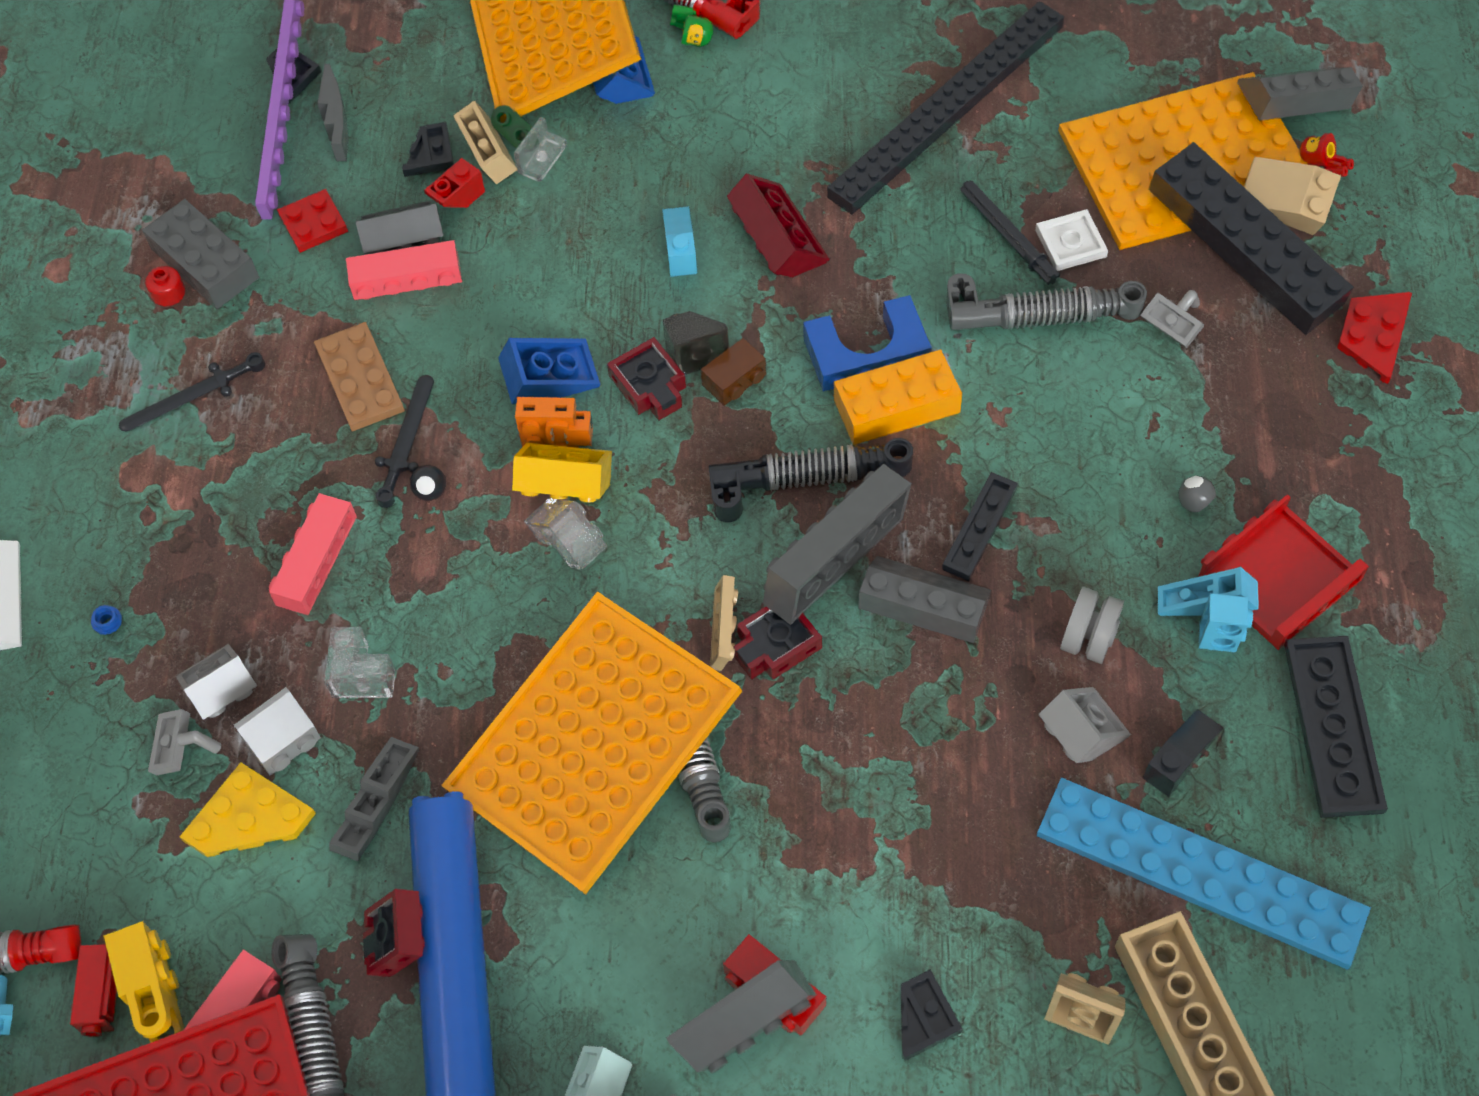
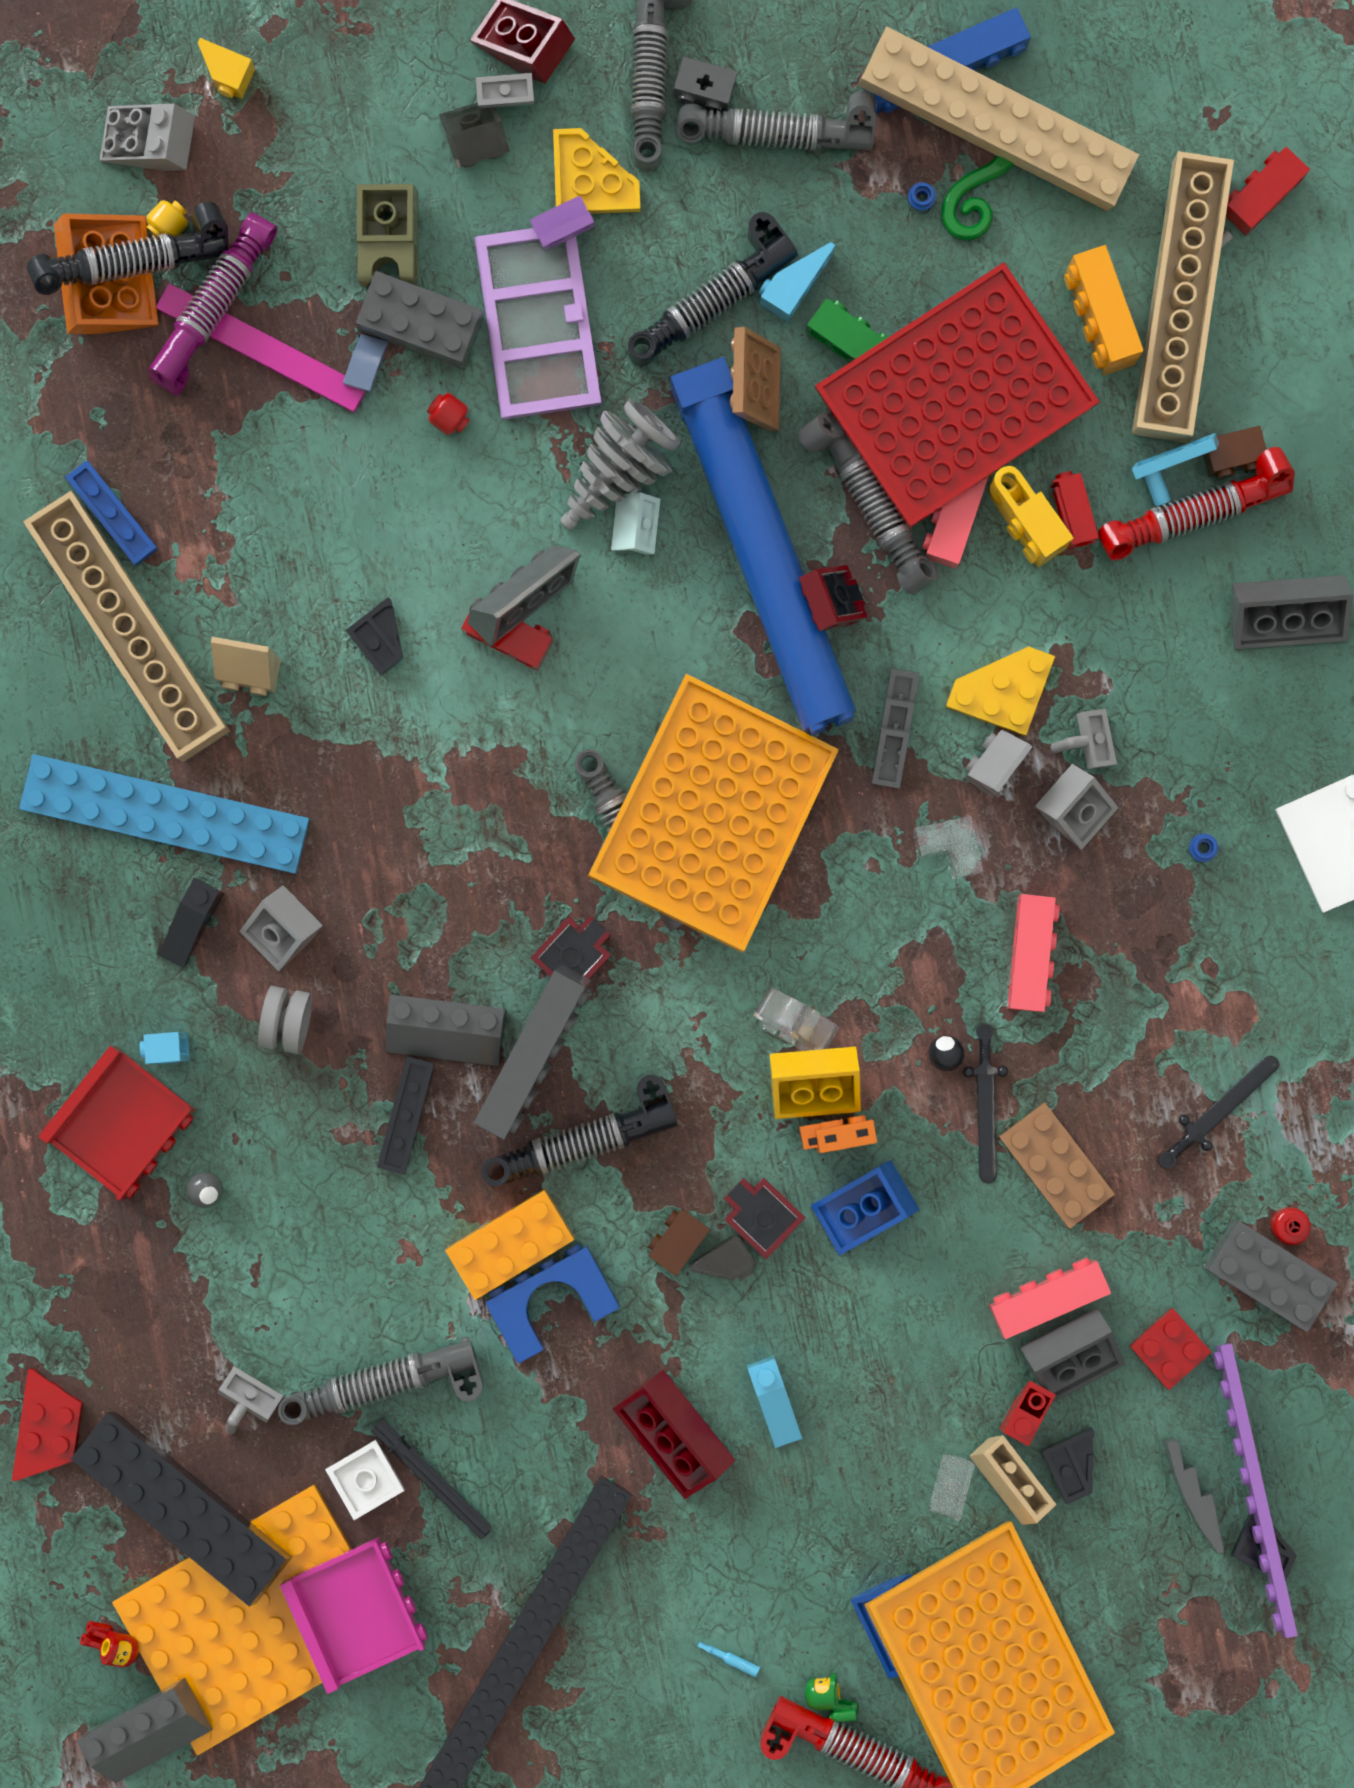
camera: 165 degrees right, 25 degrees up
(512, 126) = (987, 1511): dark green plate -> none
(723, 623) = (626, 960): tan plate -> none
(770, 69) = (731, 1659): none -> medium azure piece
(1099, 139) = (354, 1613): none -> dark pink panel
(1191, 595) = (183, 1078): medium azure slope -> none
(1293, 191) = (144, 1577): tan slope -> none
(1335, 727) = (59, 974): black plate -> none

